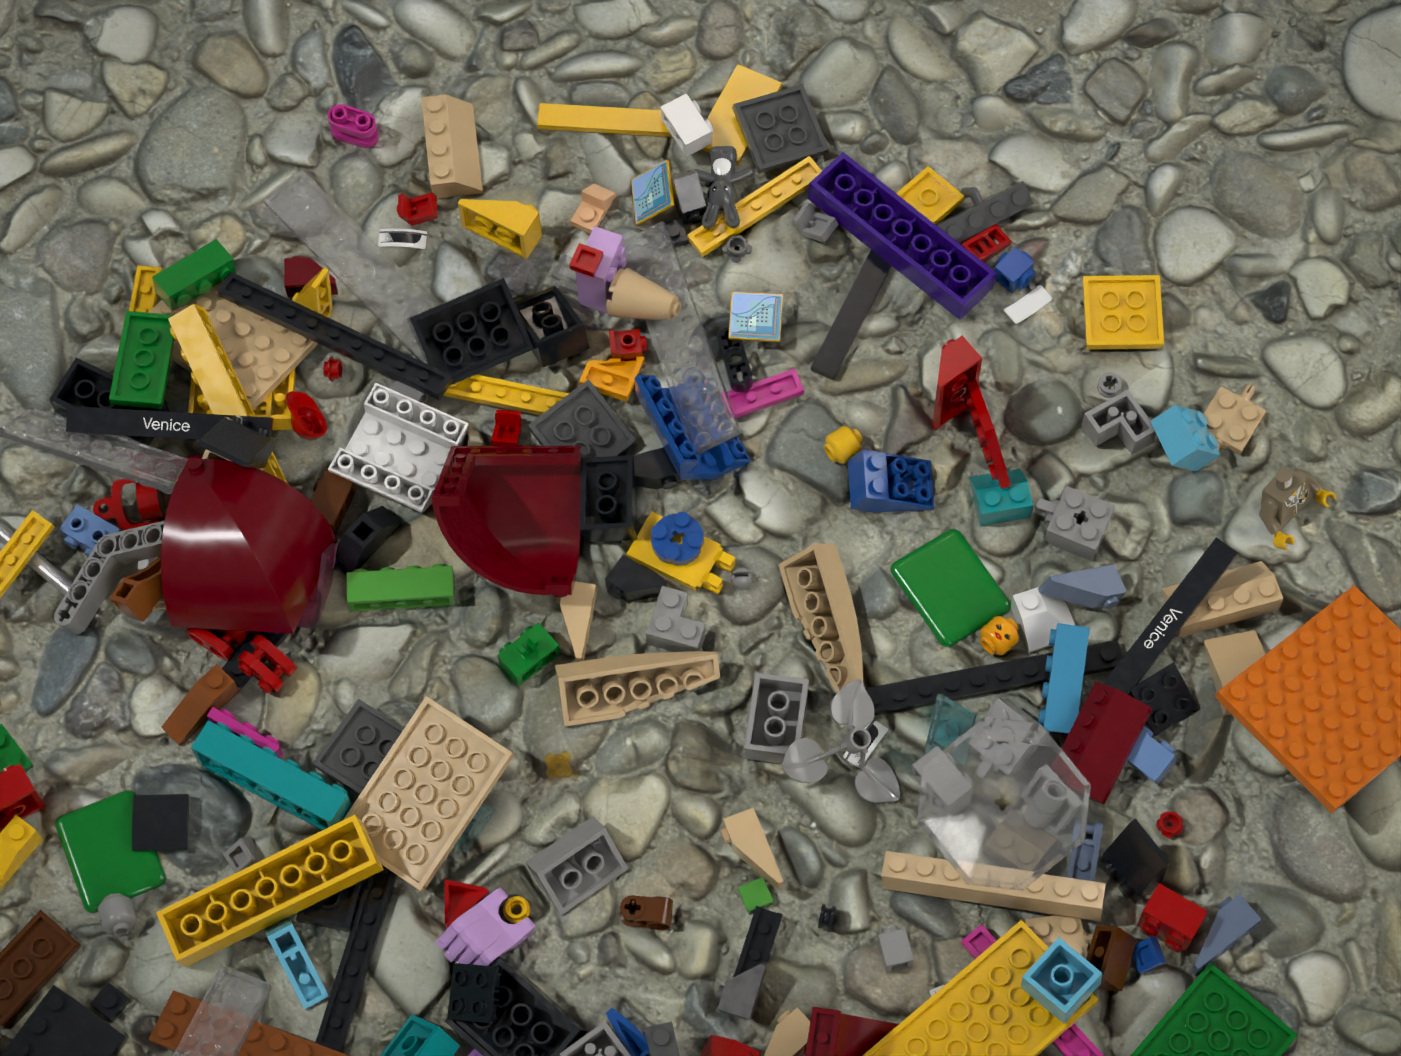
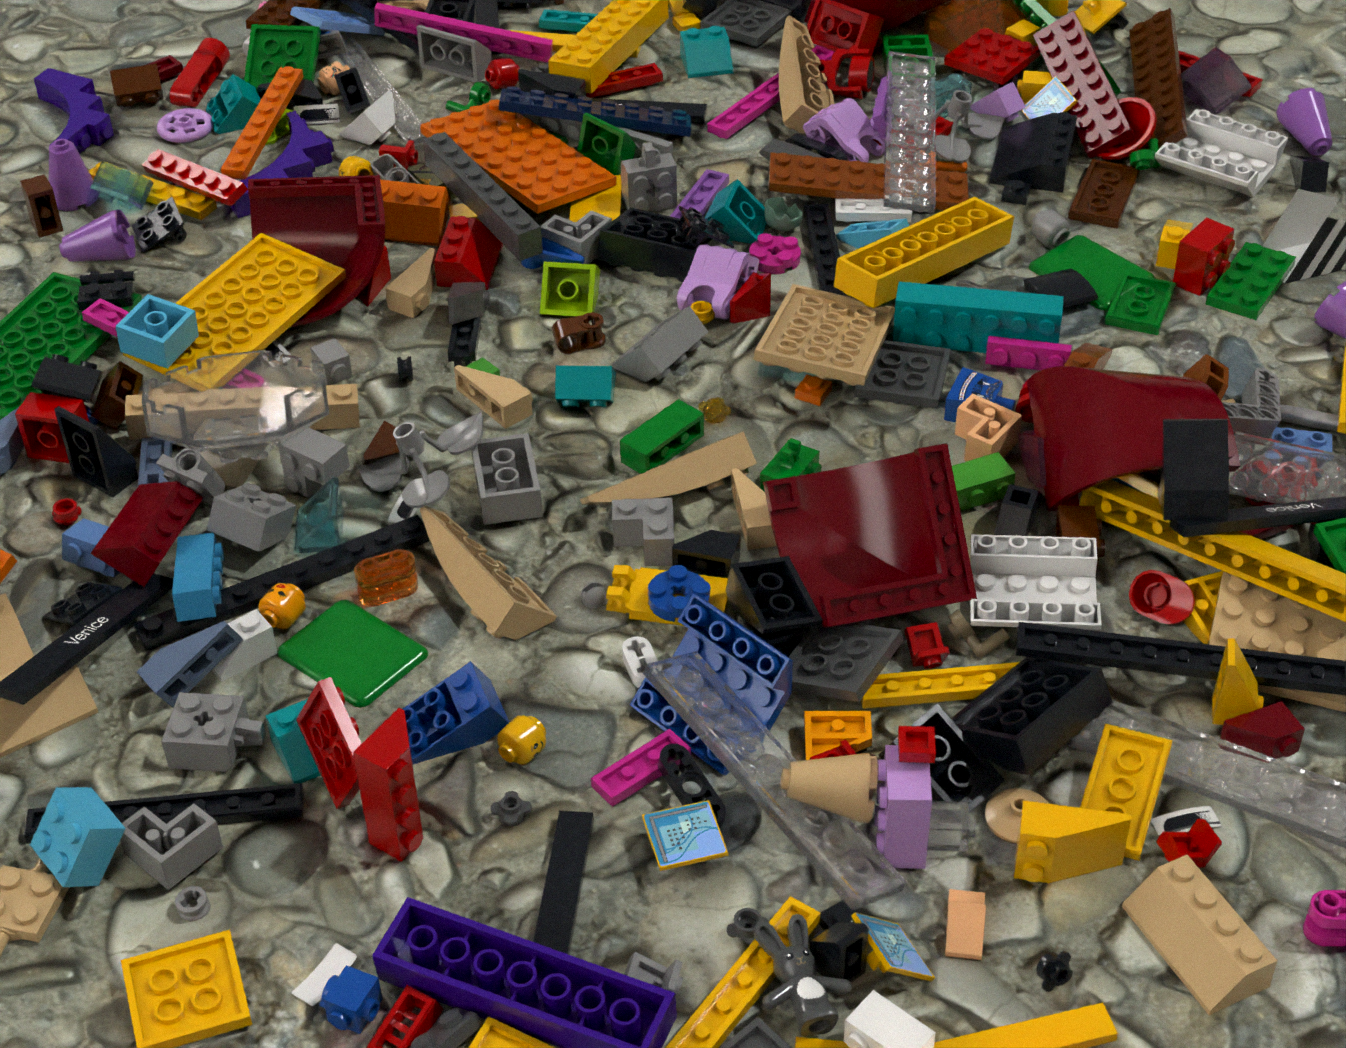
camera: 160 degrees right, 25 degrees down
(95, 778) = (1142, 306): none -> green tile
(287, 1019) = (867, 210): none -> white plate
(324, 691) = (978, 384): none -> blue torso
(336, 632) = (986, 427): none -> light nougat brick
(371, 1032) = (781, 216): none -> sand green hair
(402, 967) = (775, 253): none -> dark pink plate
(436, 262) = (1128, 779): none -> yellow tile
(523, 283) = (1004, 812): none -> tan dish
(555, 152) = (1054, 970): none -> black plate
(621, 737) = (662, 437): none -> green brick
(632, 985) = (569, 289): none -> lime slope
(664, 834) = (585, 384): none -> teal slope
(722, 495) = (636, 664): none -> white beam
(867, 810) = (382, 444): none -> reddish brown slope
(868, 397) = (511, 809): none -> dark grey plate
(907, 640) = (386, 577): none -> clear orange brick
(1119, 470) = (223, 806): none -> black tile
(1156, 960) = (67, 379): none -> black slope

